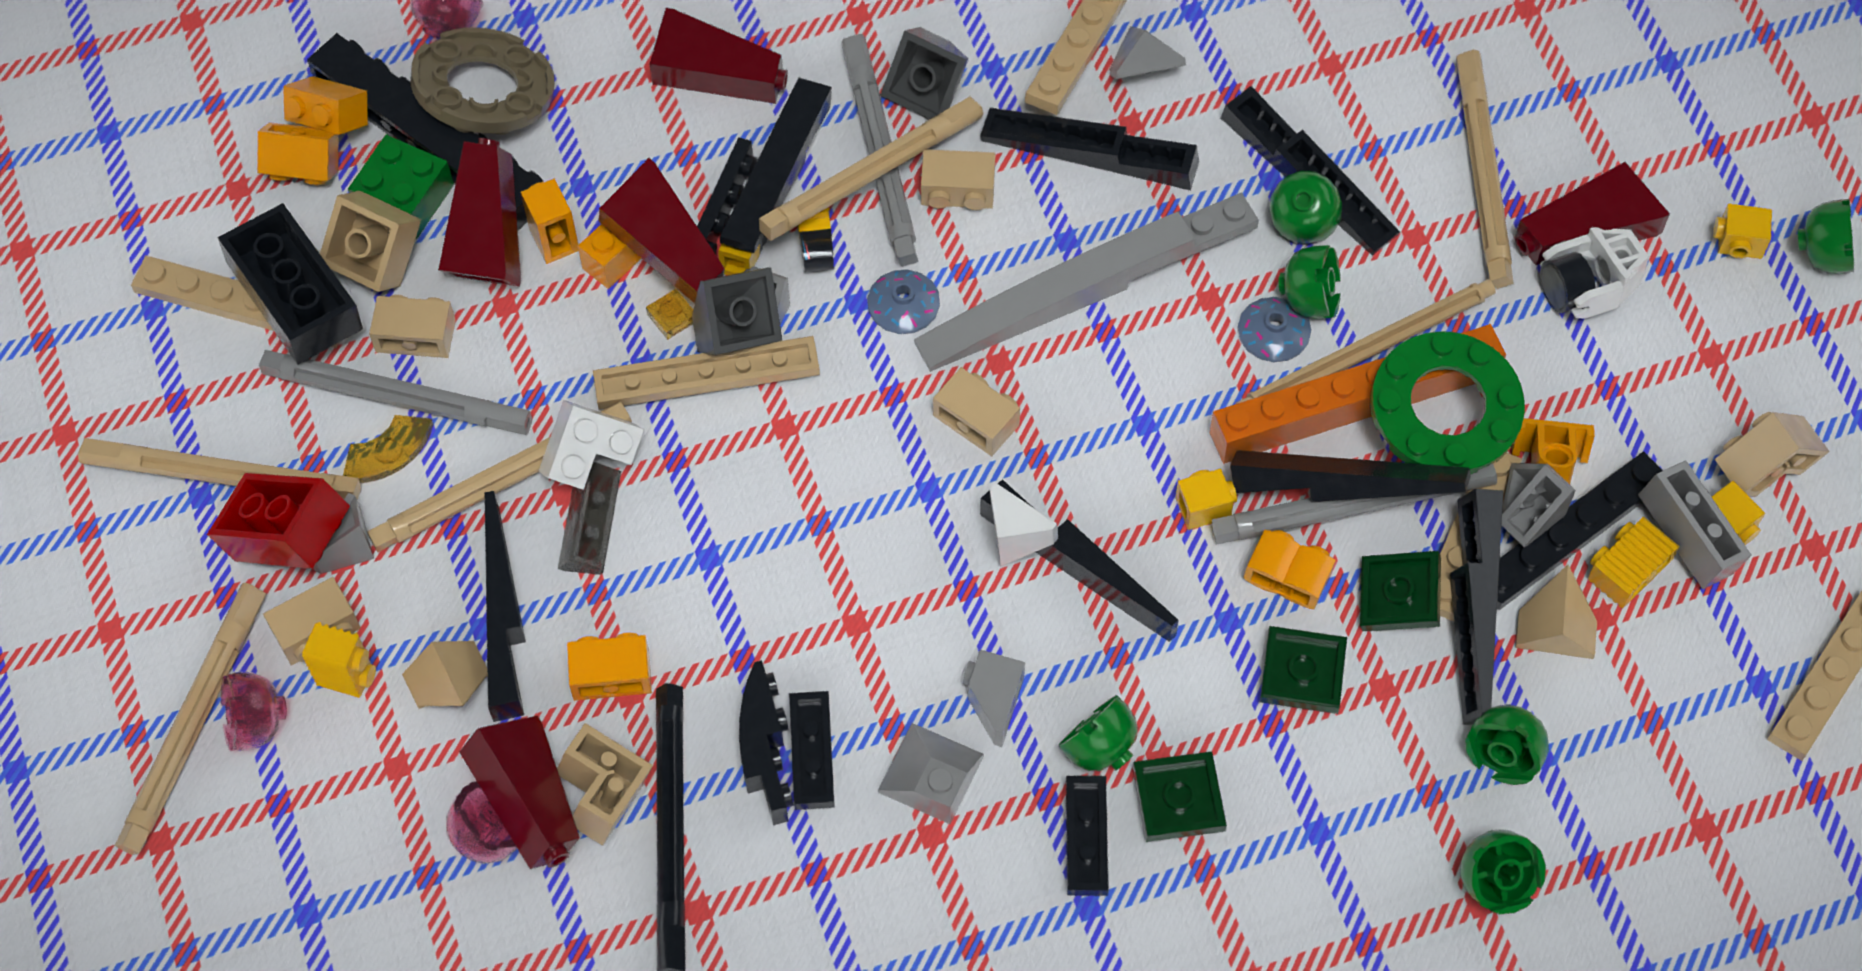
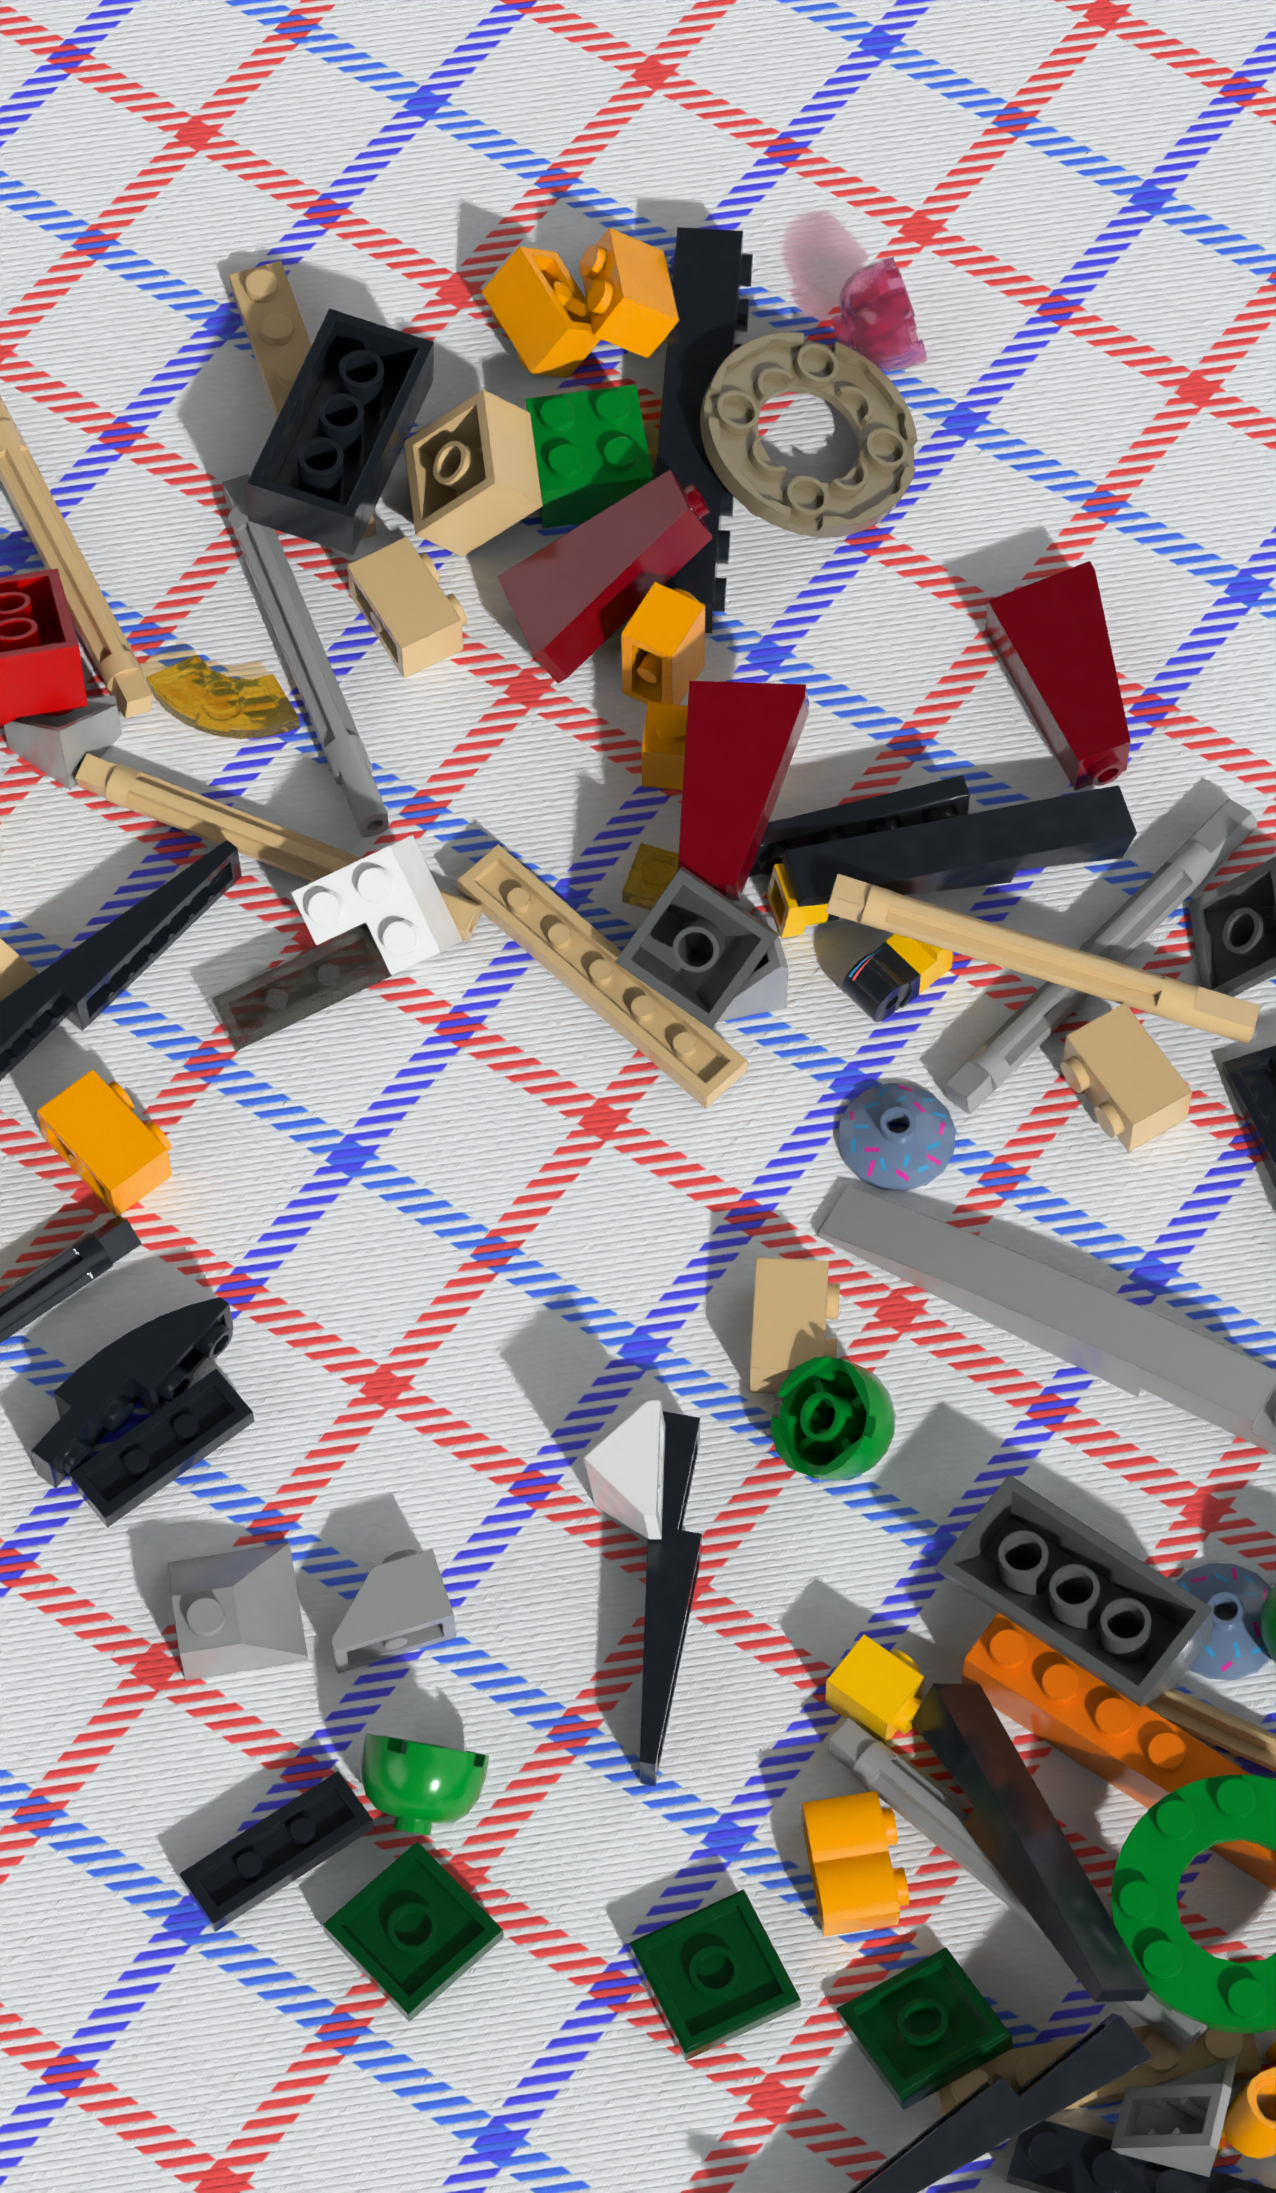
camera: 55 degrees right, 0 degrees up
(1049, 420) = (833, 1419): none -> green cylinder
(1227, 370) = (1079, 1593): none -> dark grey slope

